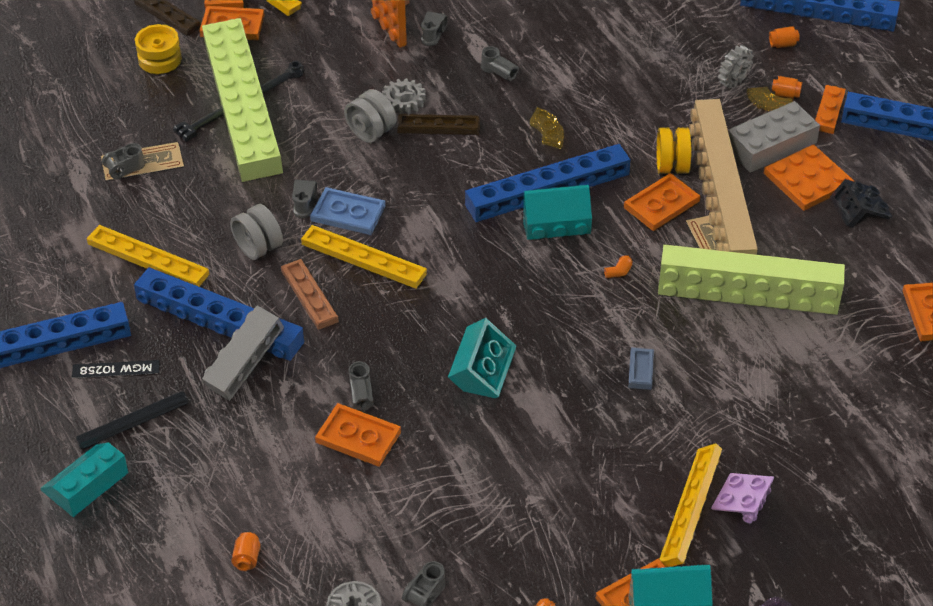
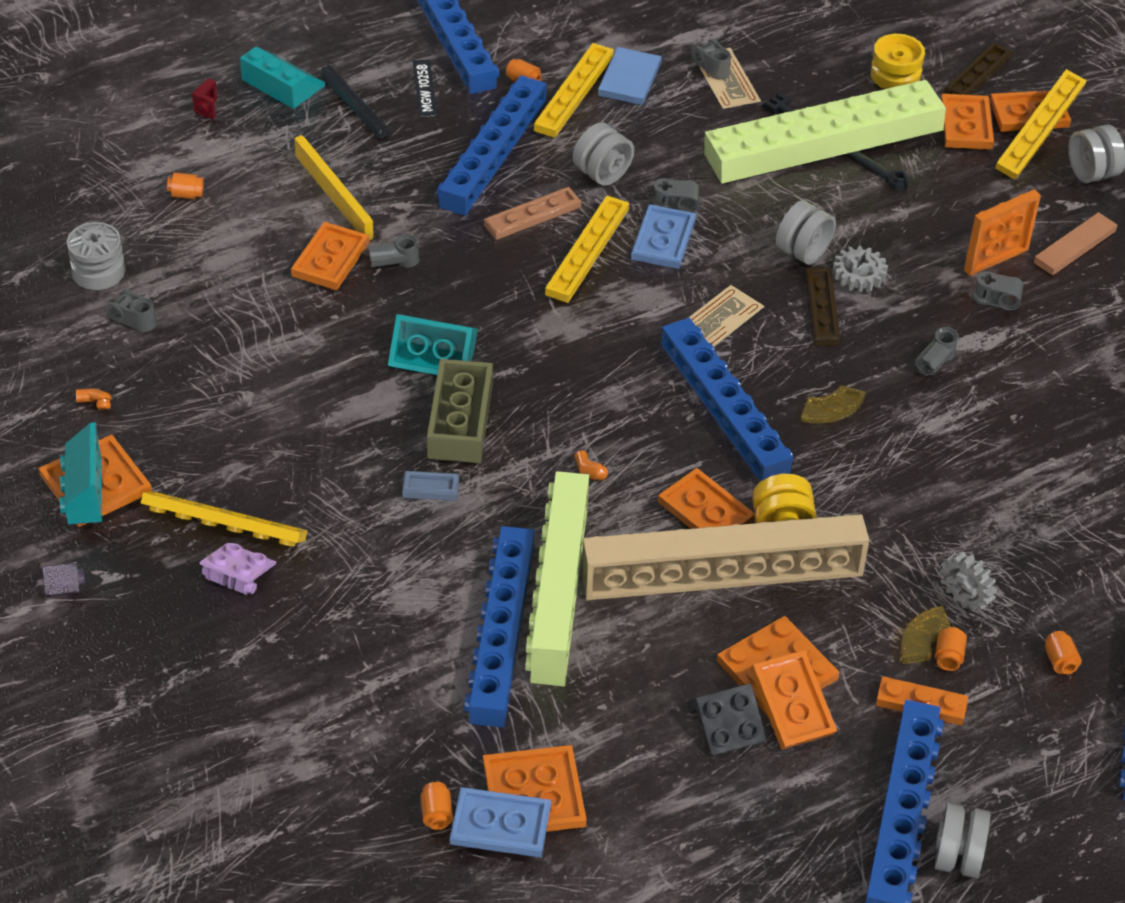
camera: 85 degrees right, 0 degrees up
(110, 541) = (205, 98): none -> dark red bracket
(119, 289) = (519, 67): none -> orange brick
(132, 219) = (630, 76): none -> medium blue tile
(242, 352) = (426, 156): light grey brick -> none
(263, 432) = (333, 187): none -> yellow tile
(443, 185) = (725, 314): none -> tan sticker
(557, 212) = (661, 401): teal slope -> none
(567, 338) = (460, 411): none -> olive brick
(773, 136) = (842, 624): light grey brick -> none
(792, 322) = (501, 627): none -> blue brick
(849, 163) = (793, 699): none -> orange plate

